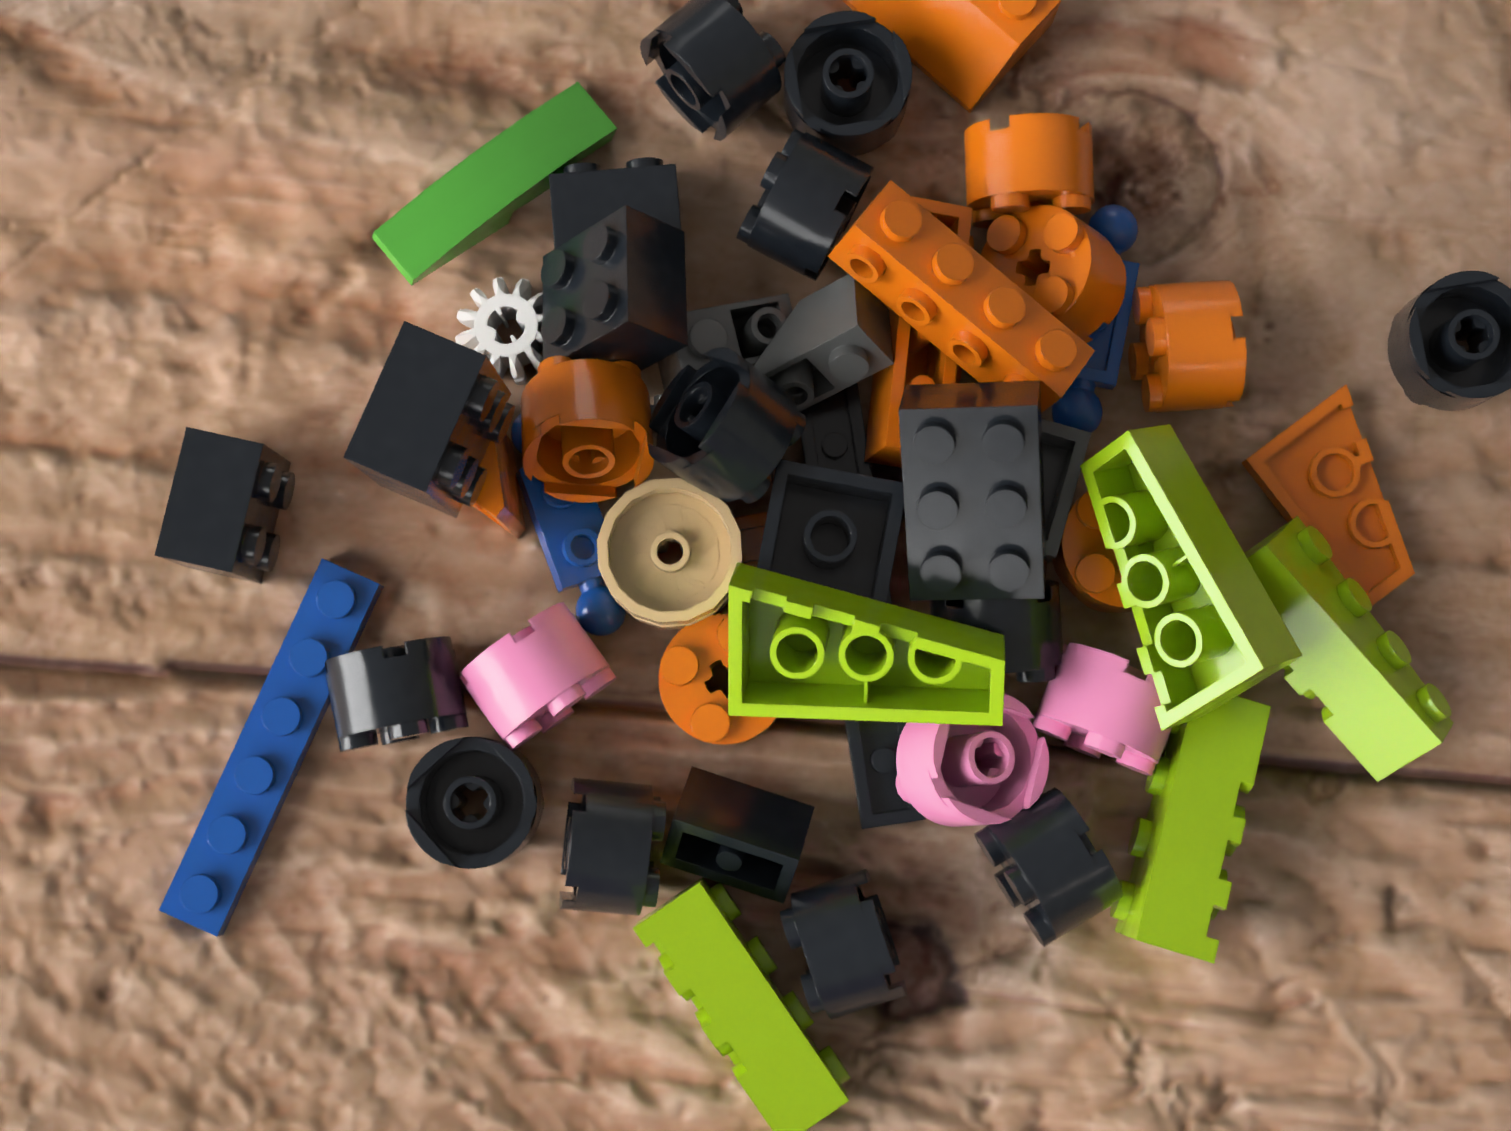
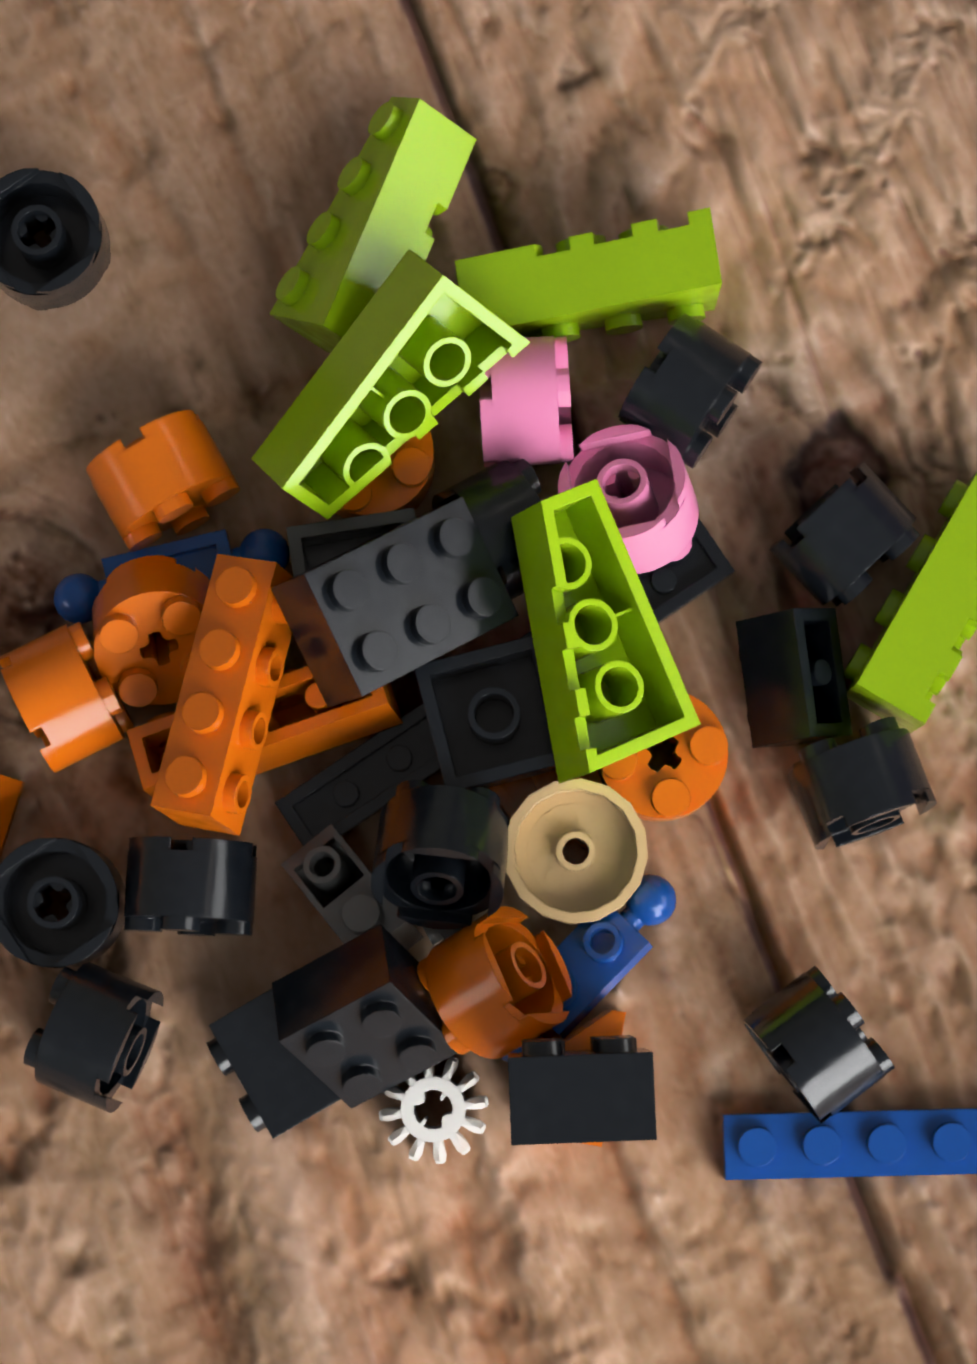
camera: 110 degrees left, 0 degrees up
(225, 506) = (725, 1284): black brick -> none
(437, 802) = (912, 911): black brick -> none
(493, 183) = (301, 1190): bright green slope -> none
(536, 675) = (741, 923): bright pink brick -> none
(829, 343) = (315, 801): dark grey slope -> none
(1327, 480) = (224, 301): orange wing -> none

